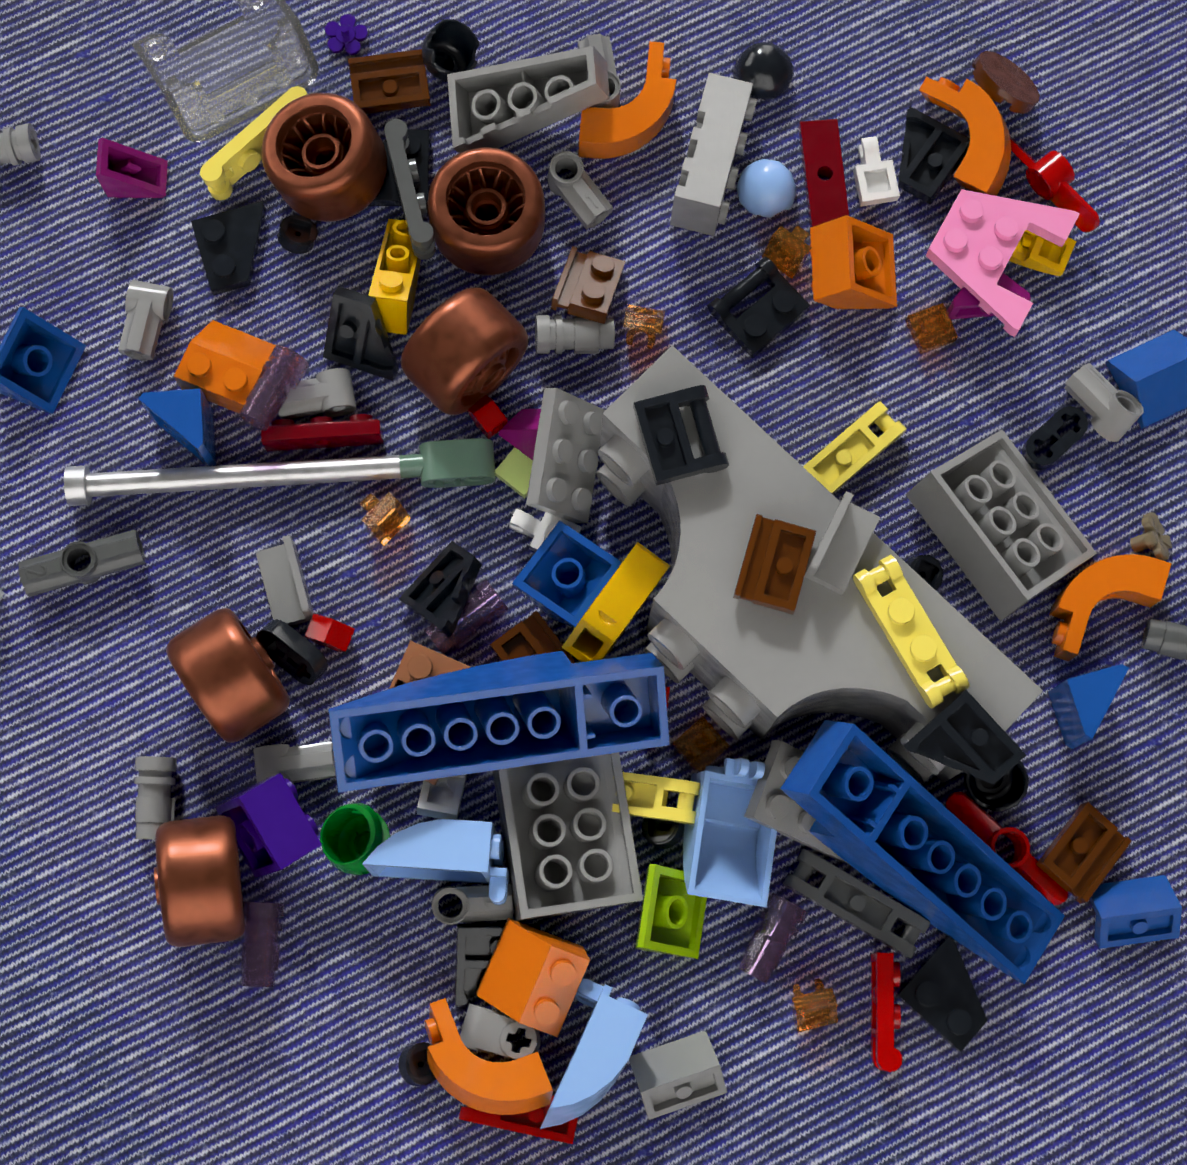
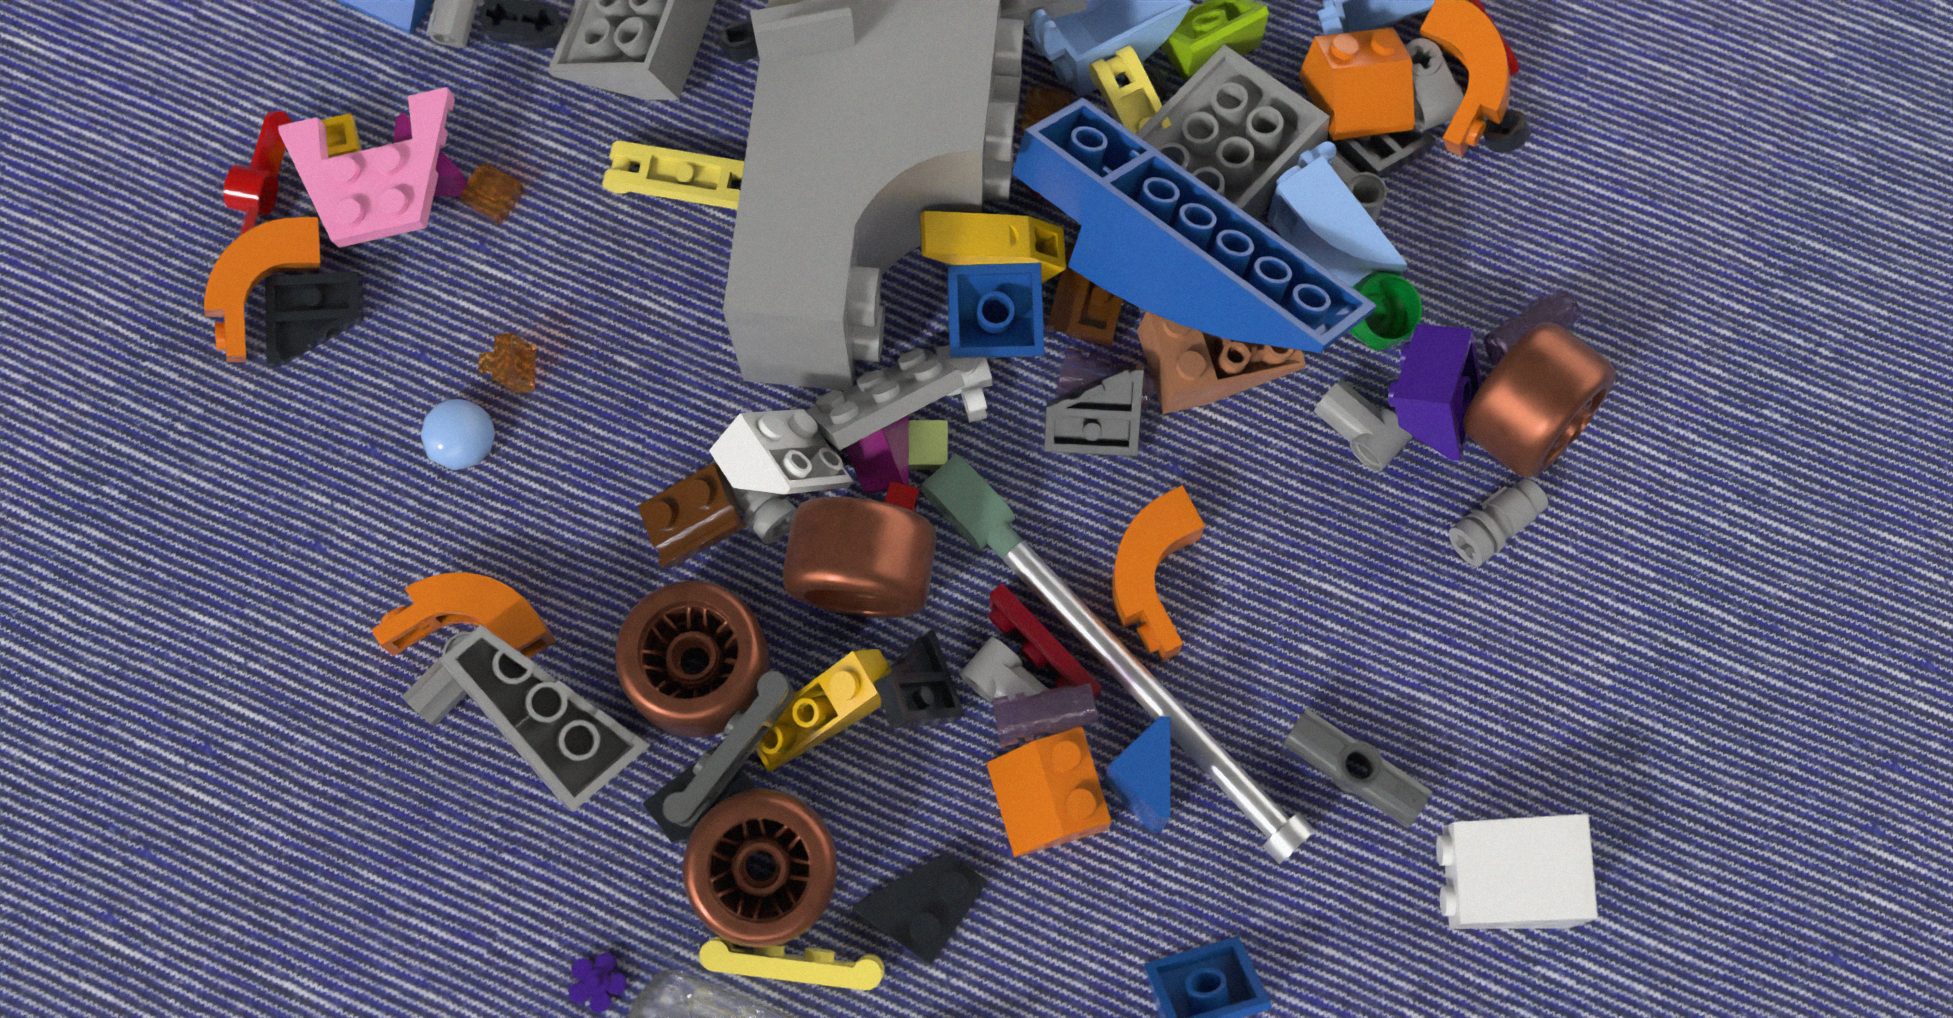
camera: 125 degrees left, 5 degrees down
(146, 310) = (1061, 925): light grey piece -> none
(228, 675) = (1347, 522): copper wheel -> none
(285, 583) = (1210, 567): light grey panel -> none
(292, 652) = (1268, 506): black beam -> none
(297, 234) = (859, 843): black tile -> none
(329, 633) = (1221, 487): red piece -> none
(335, 561) = (1153, 535): none -> orange arch
(384, 517) = (1074, 525): clear orange tile -> none
(389, 81) = (618, 887): reddish brown plate -> none
(449, 49) = (539, 846): black hair -> none
(572, 353) = (778, 454): none -> white slope
(578, 192) = (597, 600): light grey piece -> none
(643, 320) = (686, 439): clear orange tile -> none
(667, 438) = (823, 237): black plate -> none
(711, 154) = (460, 500): light grey wedge -> none
(766, 68) = (327, 529): black hair -> none
(767, 316) = (590, 341): black plate -> none
(774, 564) = (867, 65): reddish brown plate -> none
(823, 156) = (424, 369): dark red tile -> none
(852, 265) = (484, 297): orange slope -> none
(874, 178) = (369, 339): white plate -> none
(1005, 81) = (178, 287): reddish brown tile -> none

